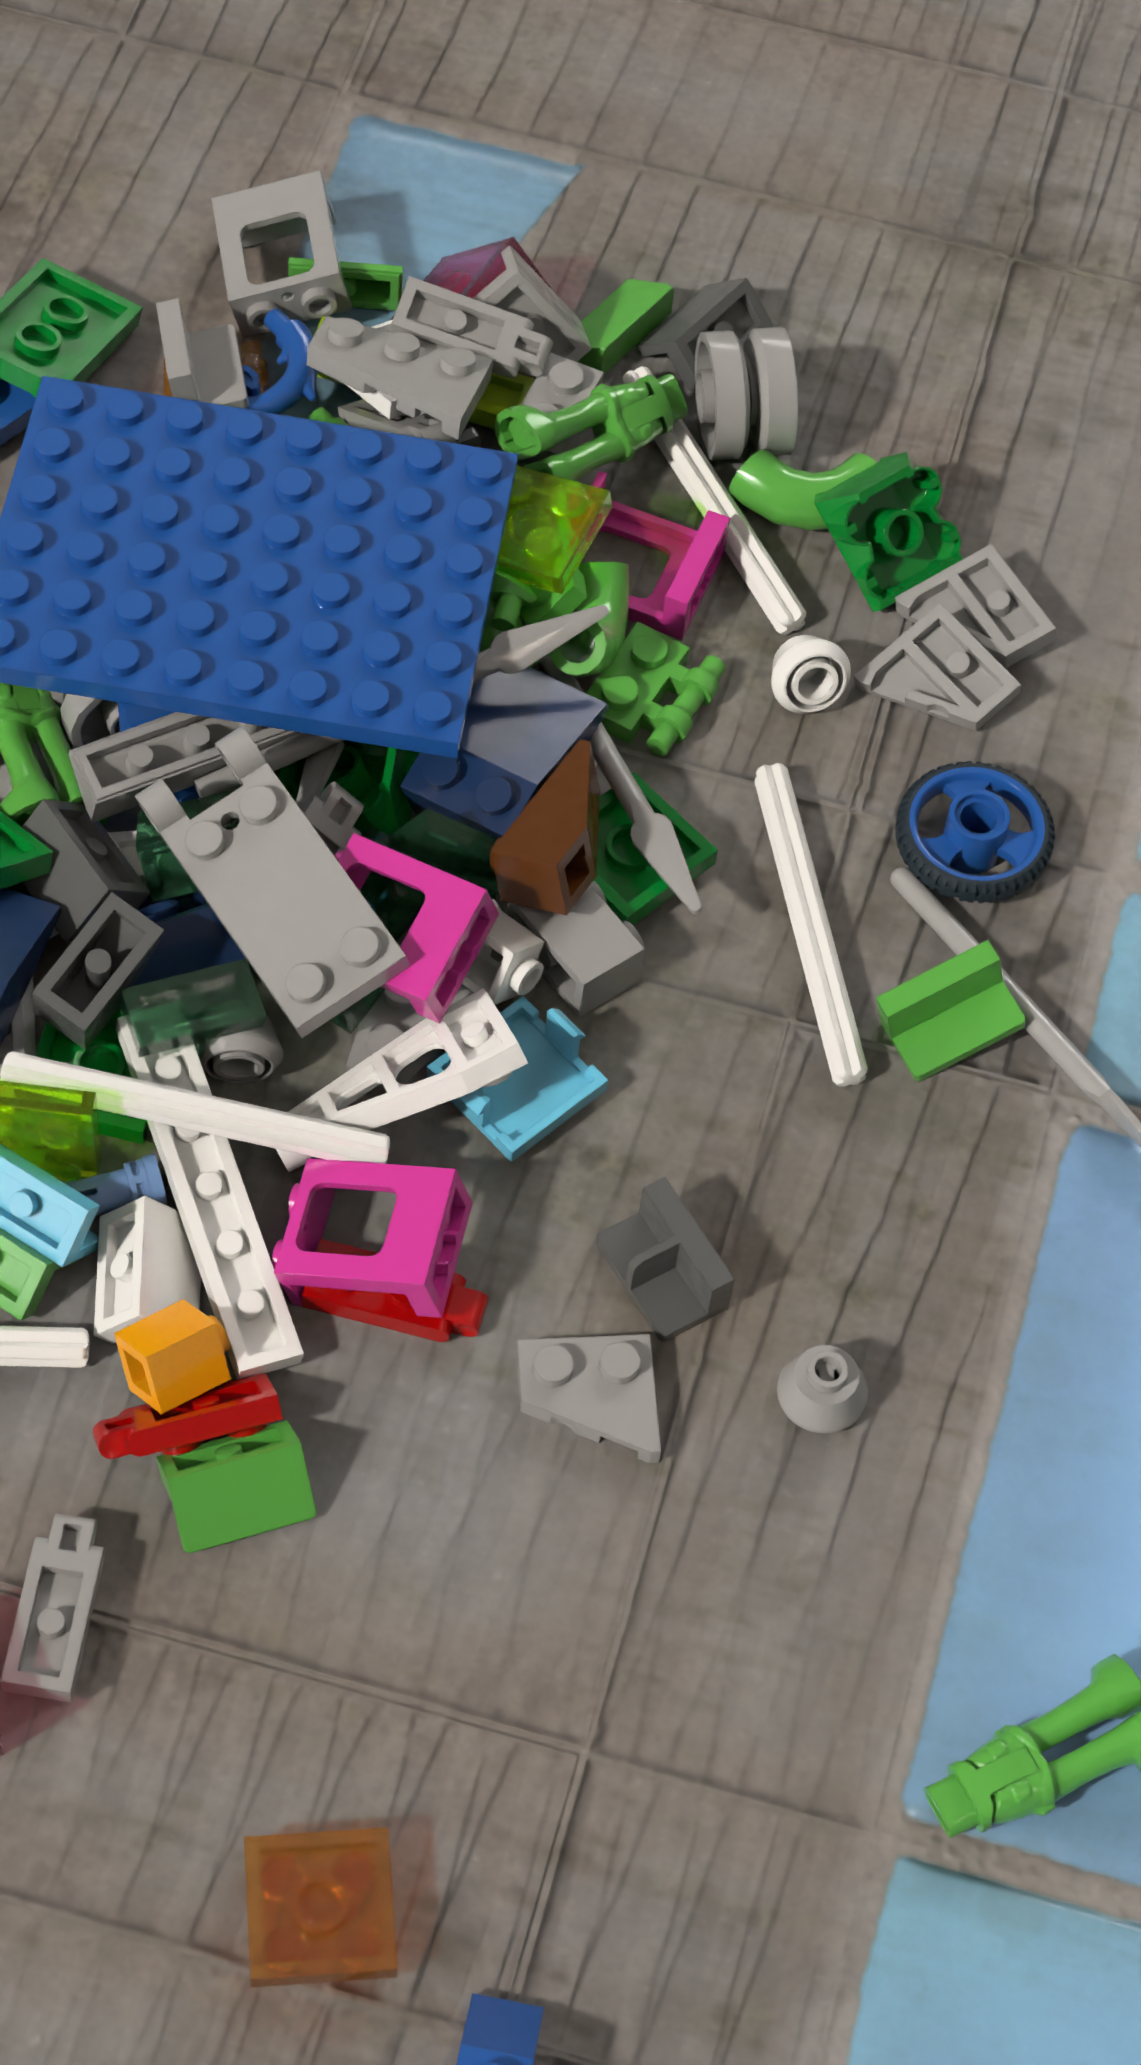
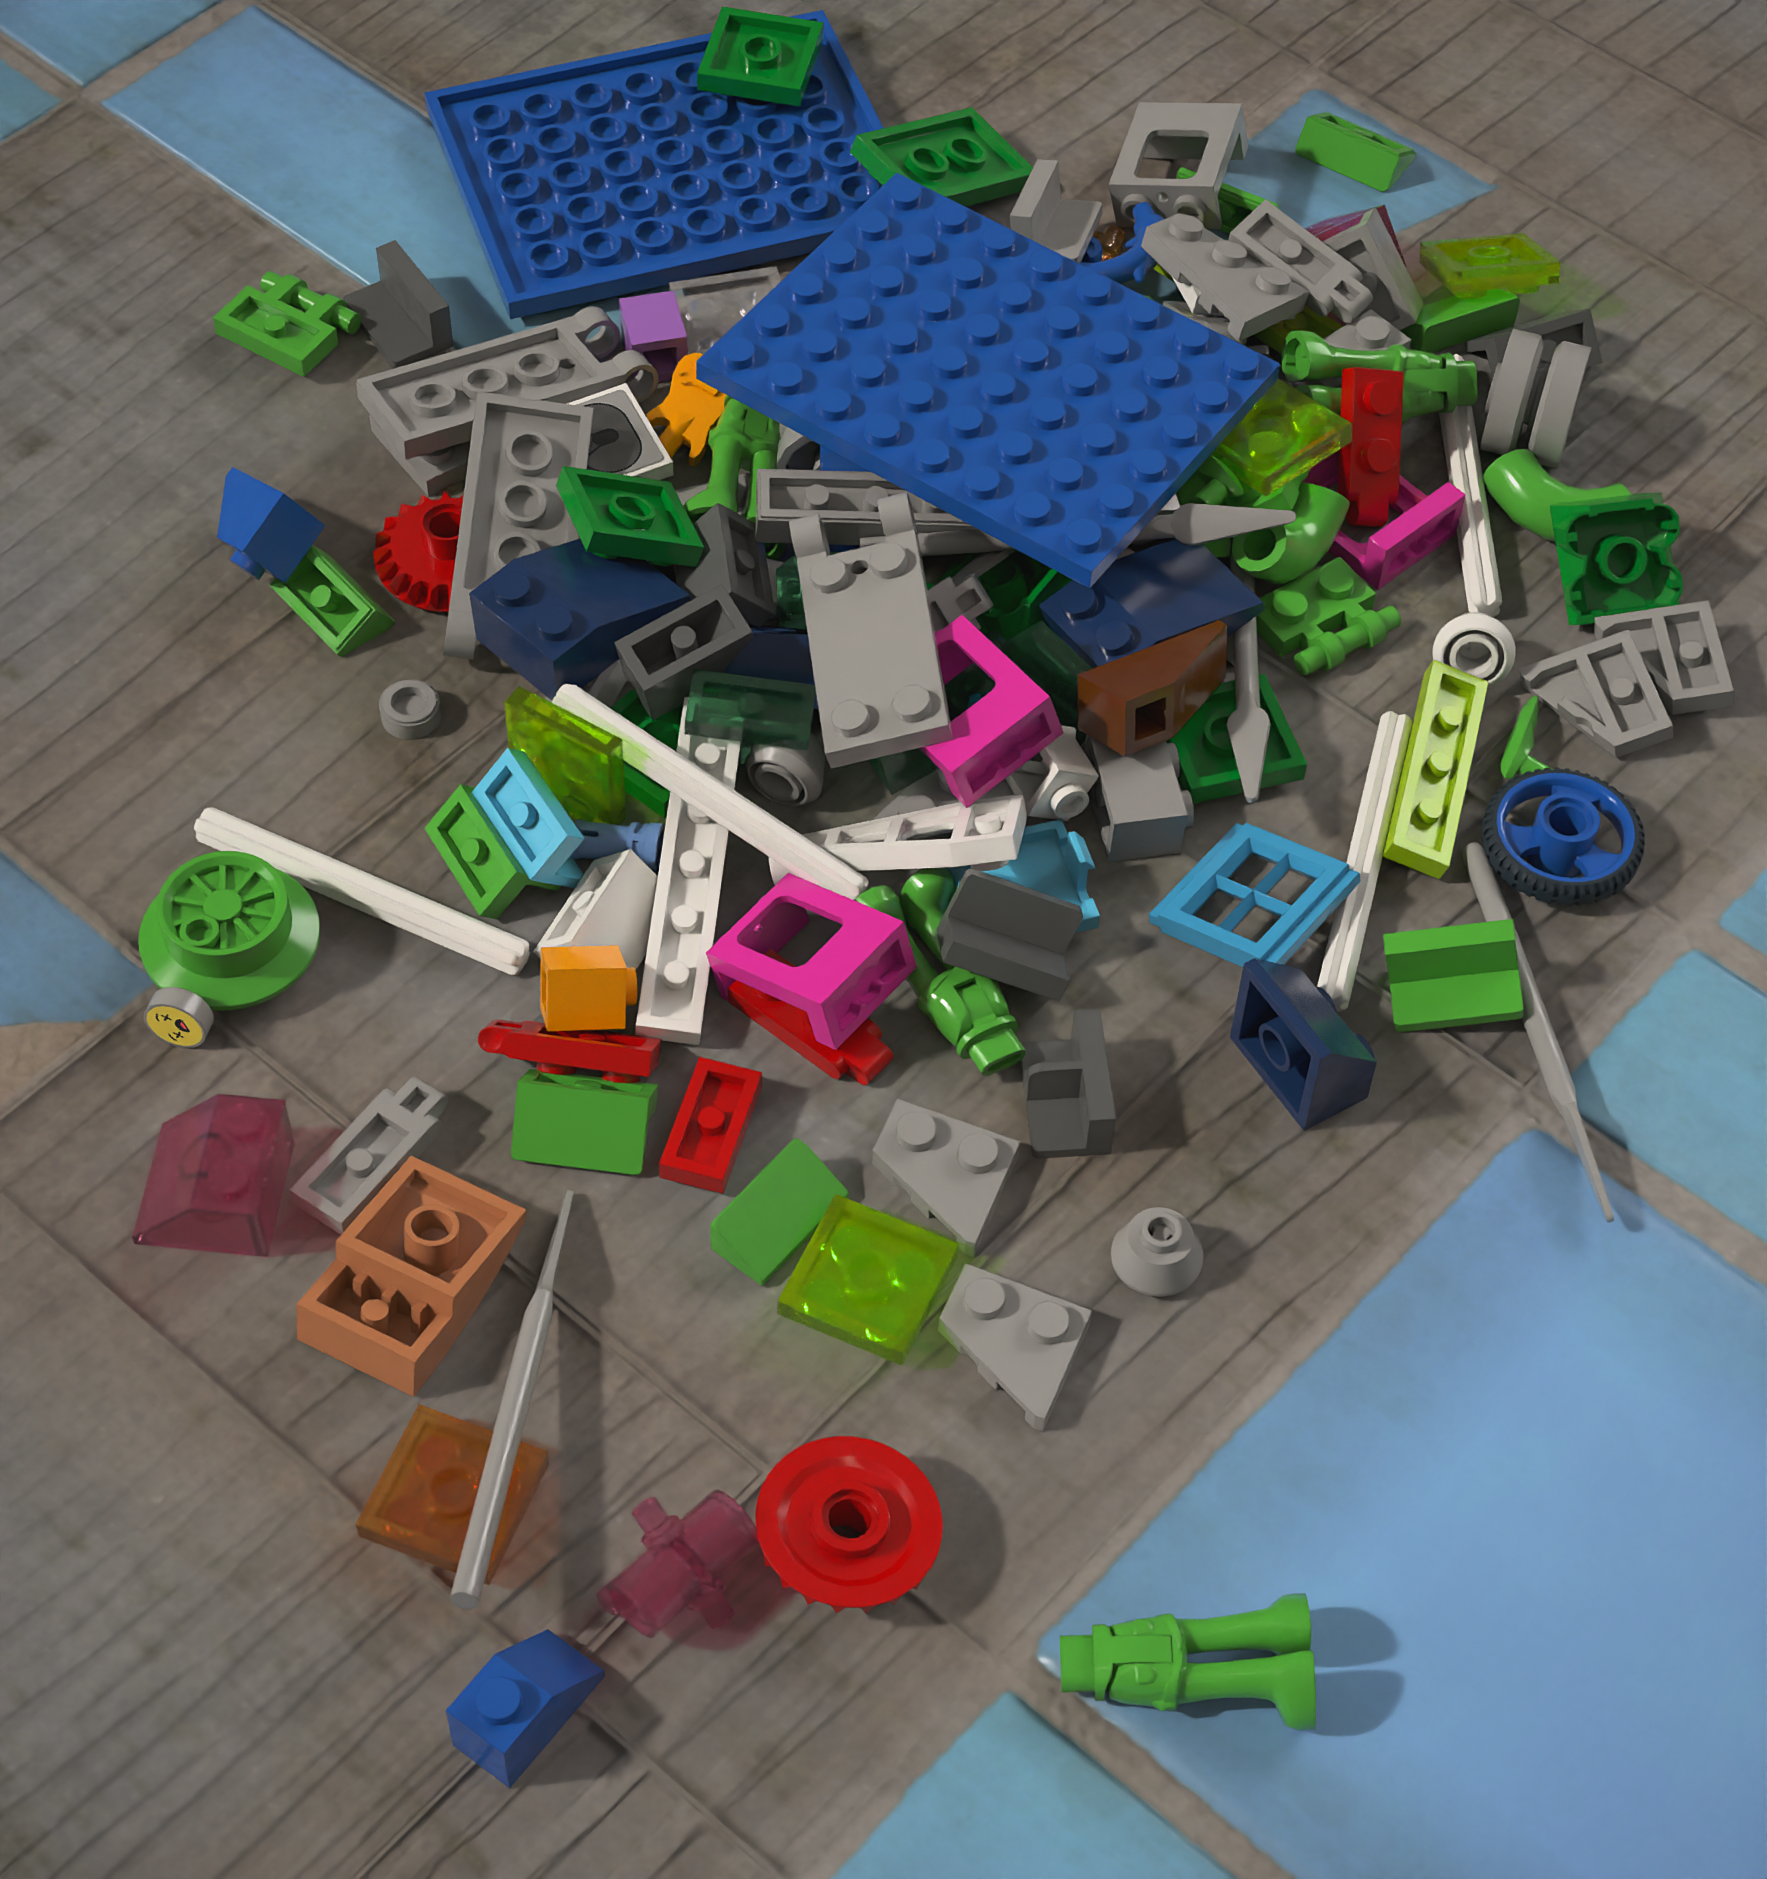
camera: 30 degrees right, 5 degrees down
(160, 1712) = (409, 1275): none -> nougat slope
(340, 1807) = (509, 1427): none -> light grey piece
(360, 1440) = (710, 1125): none -> red plate
(431, 174) = (1353, 151): none -> bright green slope
(467, 1500) = (775, 1212): none -> bright green slope
(530, 1215) = (958, 1002): none -> bright green piece
(543, 1137) = (1009, 933): none -> dark grey panel
(566, 1879) = (681, 1564): none -> clear pink pin
(584, 1528) = (868, 1279): none -> clear neon green plate
(611, 463) = (1372, 460): none -> red hinge
(627, 259) = (1488, 263): none -> clear neon green plate
(703, 1732) = (854, 1486): none -> red gear
(739, 1524) = (1015, 1337): none -> light grey wing
(790, 1012) = (1213, 874): none -> dark azure piece
(832, 808) = (1436, 770): none -> lime plate
(851, 1134) = (1300, 1043): none -> dark blue slope
(890, 753) = (1516, 754): none -> bright green bar

